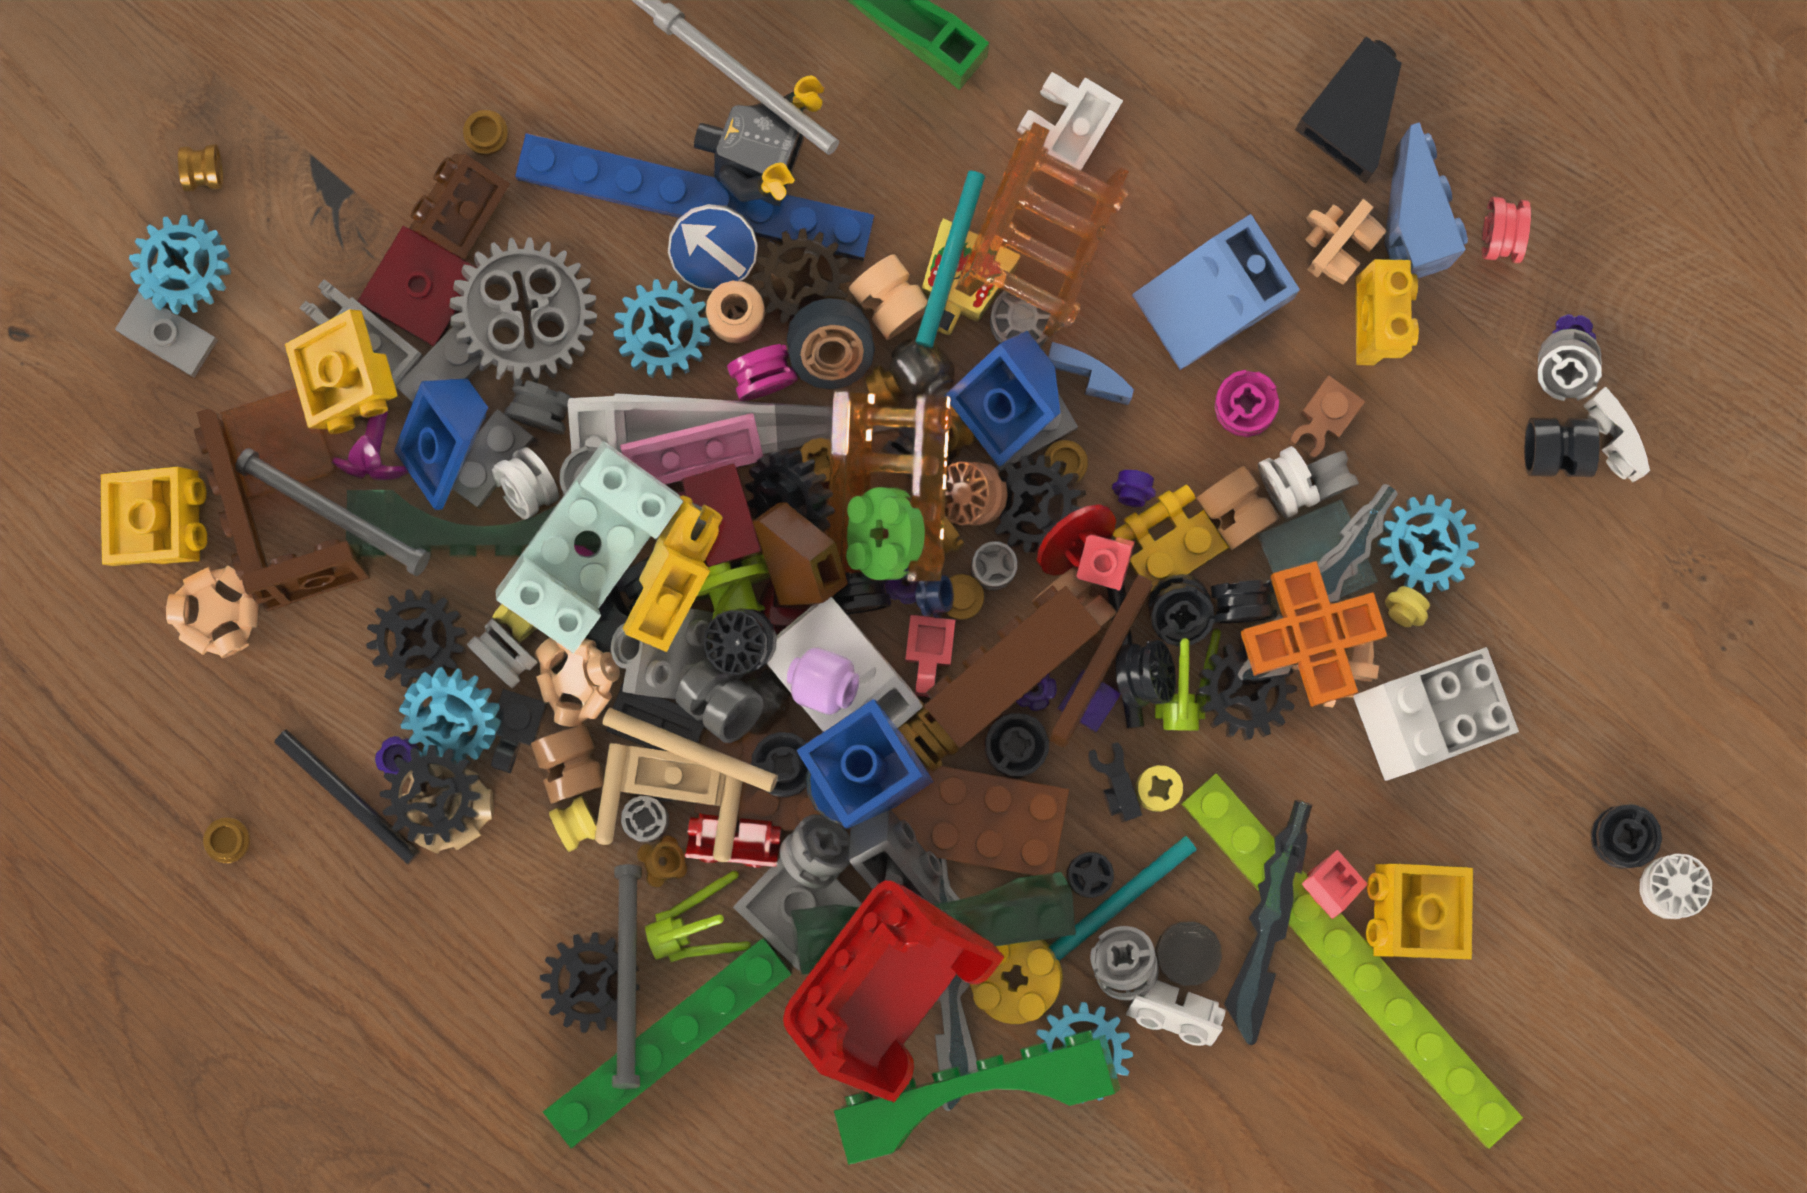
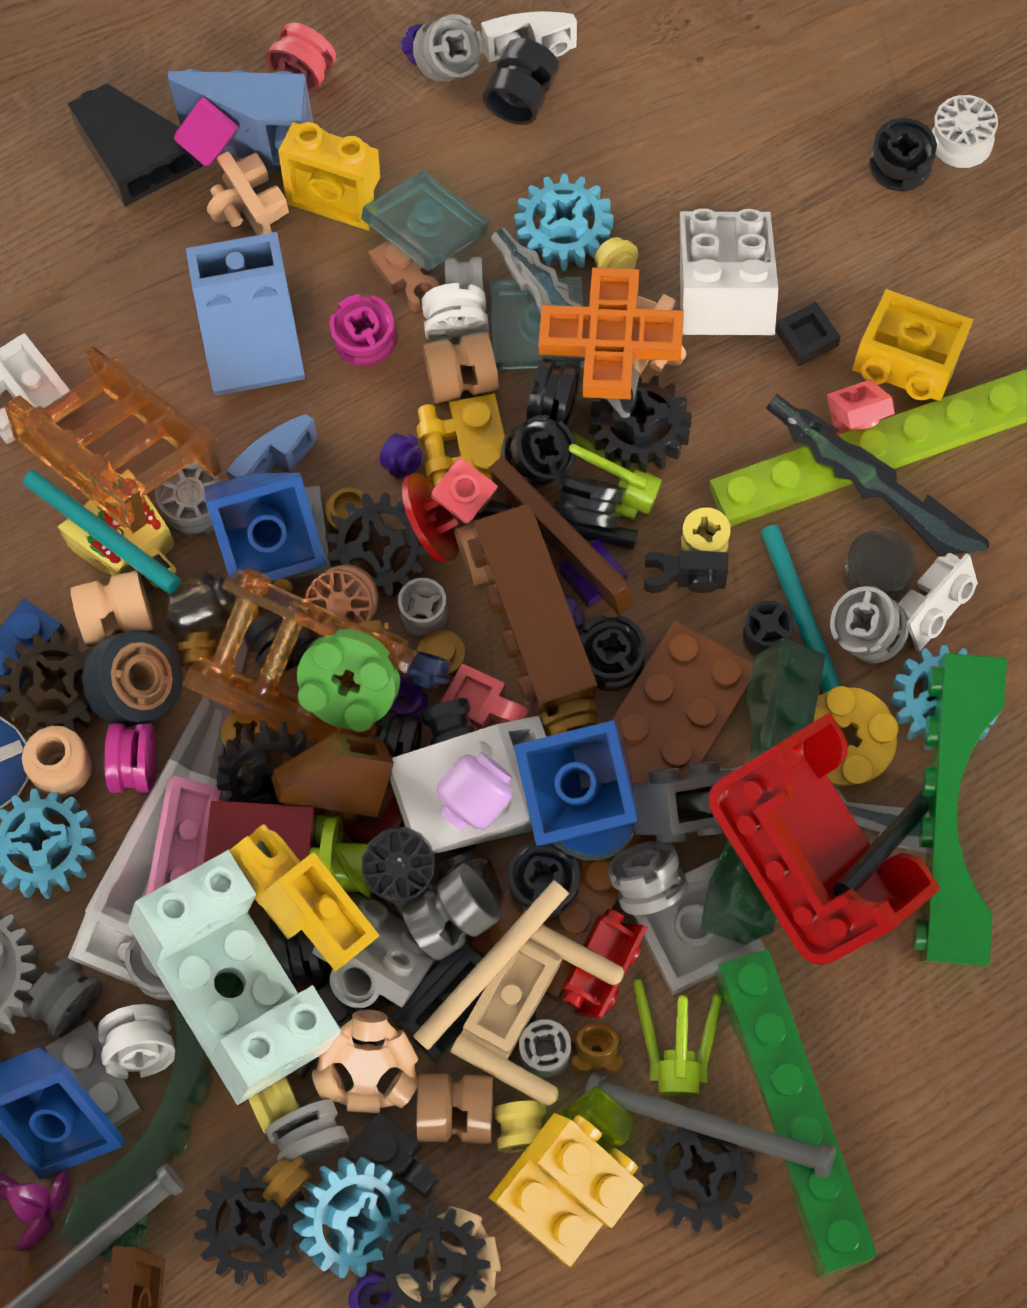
camera: 60 degrees left, 15 degrees down
(454, 652) = (285, 1180): none -> pearl gold plate
(537, 879) = (567, 1187): none -> yellow plate
(603, 886) = (604, 1114): none -> clear neon green slope
(889, 633) = (448, 720): none -> black wheel
(912, 1041) = (883, 845): none -> black bar
(1378, 179) = (205, 132): none -> dark pink slope
(1379, 415) = (425, 220): none -> clear light blue plate
(1398, 810) = (807, 333): none -> black plate

